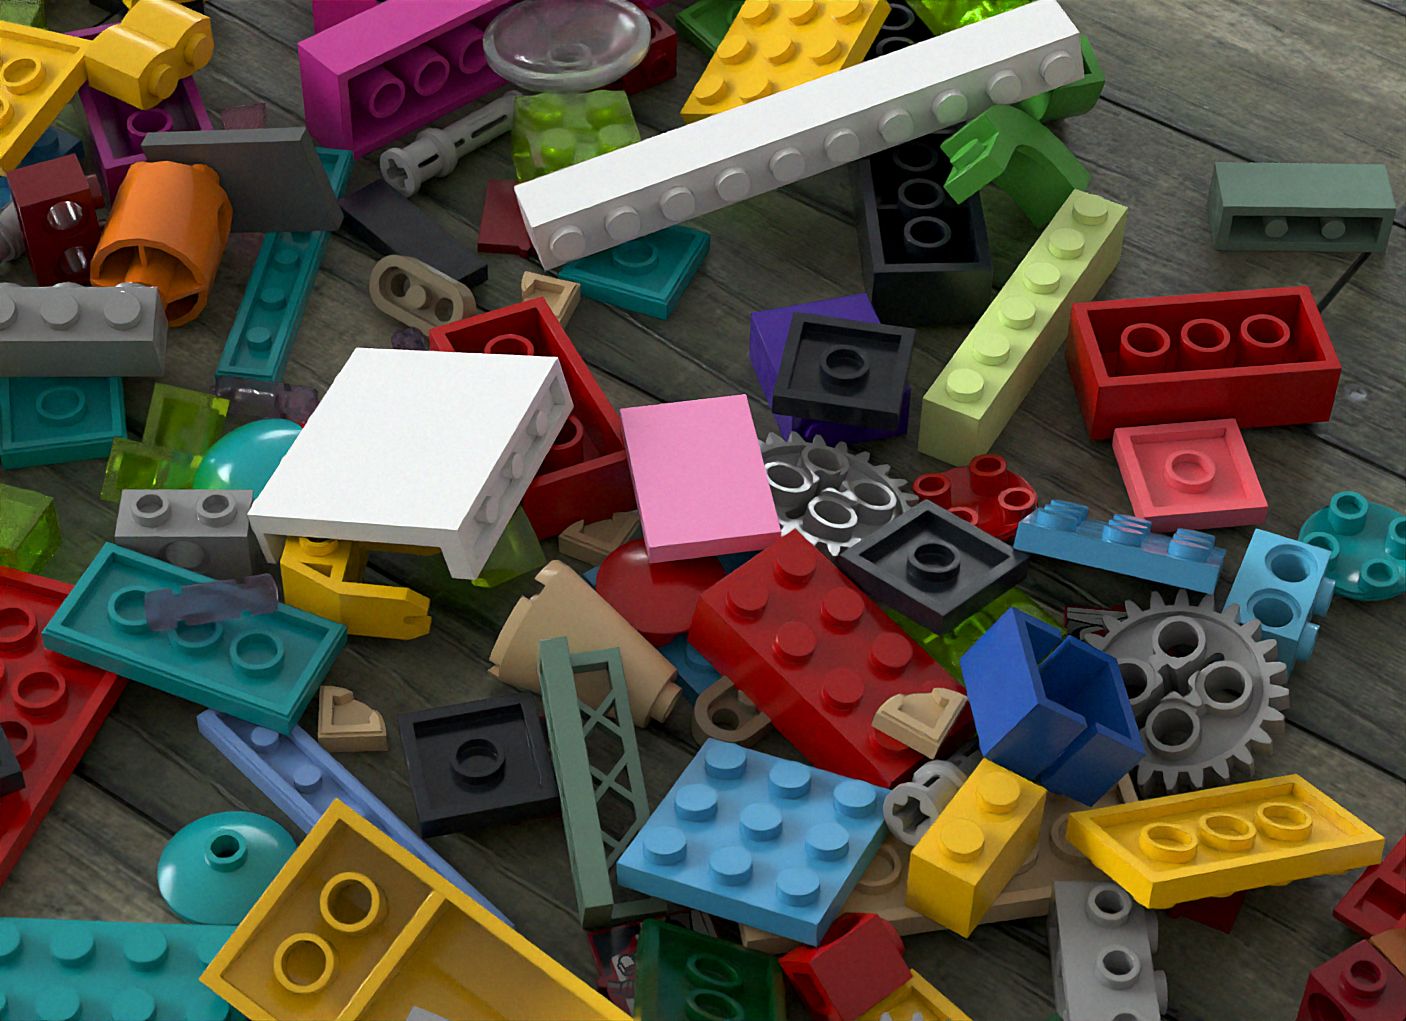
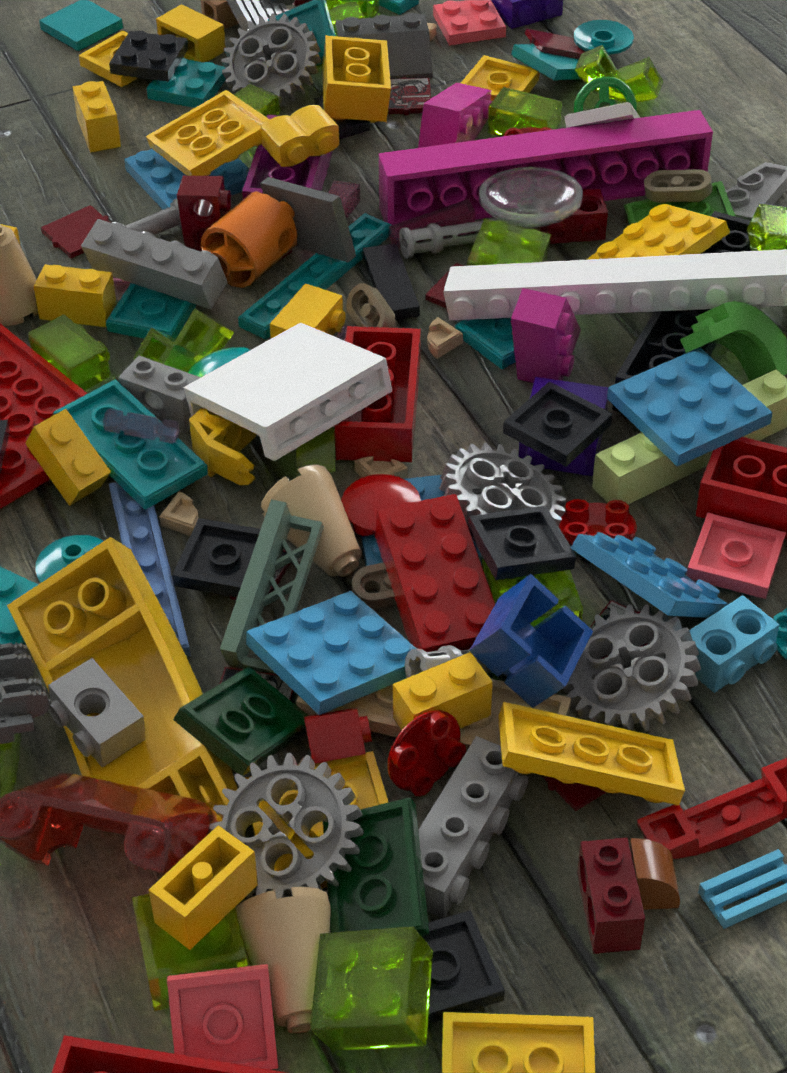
camera: 30 degrees right, 0 degrees up
(120, 697) = (67, 457): none -> yellow brick
(267, 398) = (248, 334): clear purple axle -> none
(330, 328) = (313, 308): none -> yellow brick
(437, 110) = (450, 215): none -> clear pink piece
(699, 478) = (428, 450): bright pink tile -> none
(737, 248) = (543, 336): none -> dark pink wedge
(921, 718) = (455, 620): tan tile -> none
(995, 935) = (425, 751): none -> red dish
(1010, 282) = (689, 406): none -> dark azure plate

